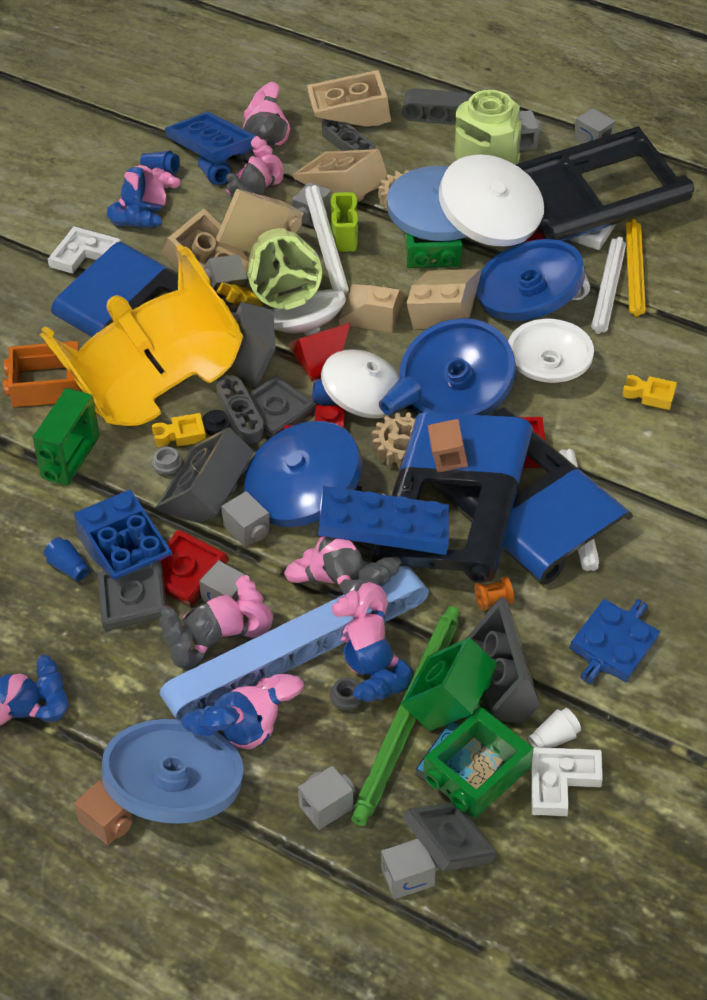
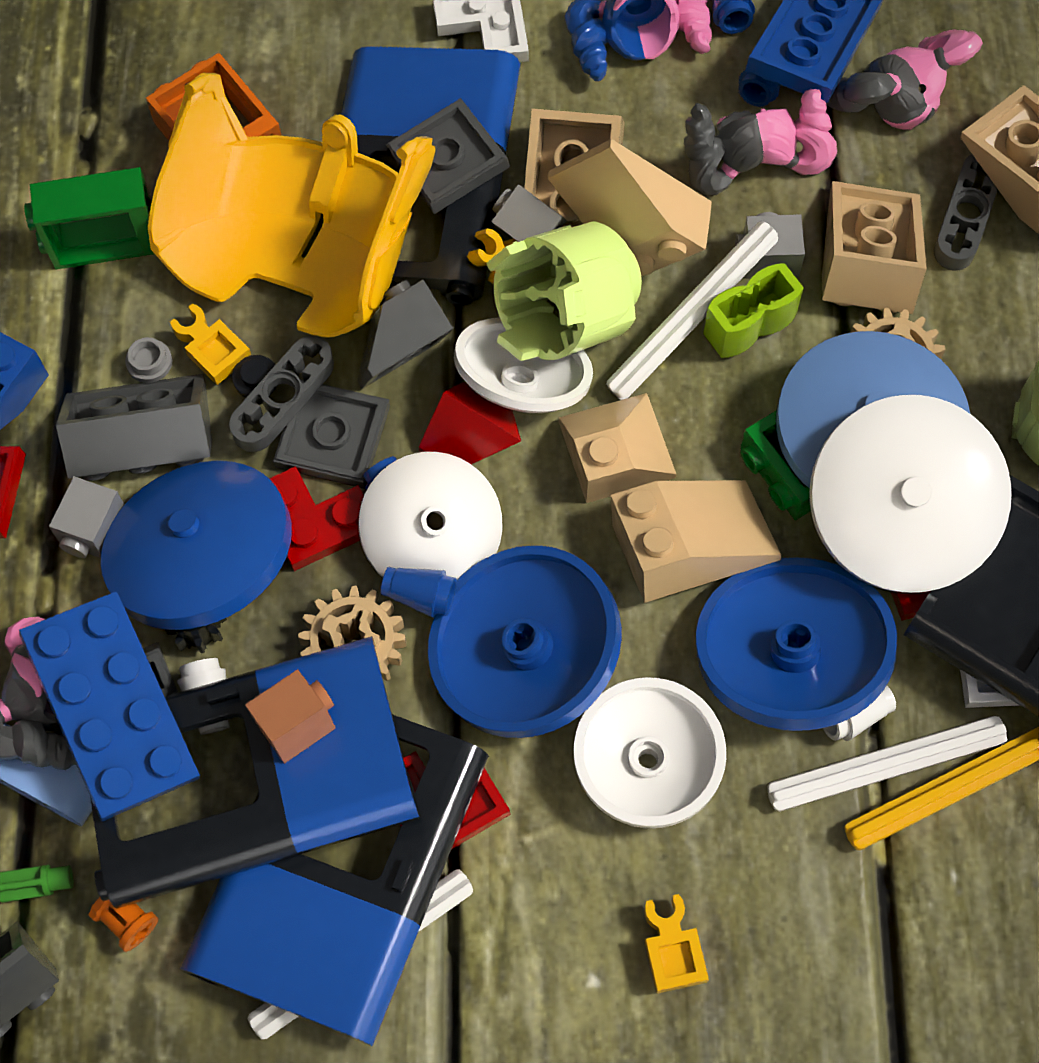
camera: 60 degrees right, 20 degrees up
(153, 280) = (462, 157): none -> dark grey tile

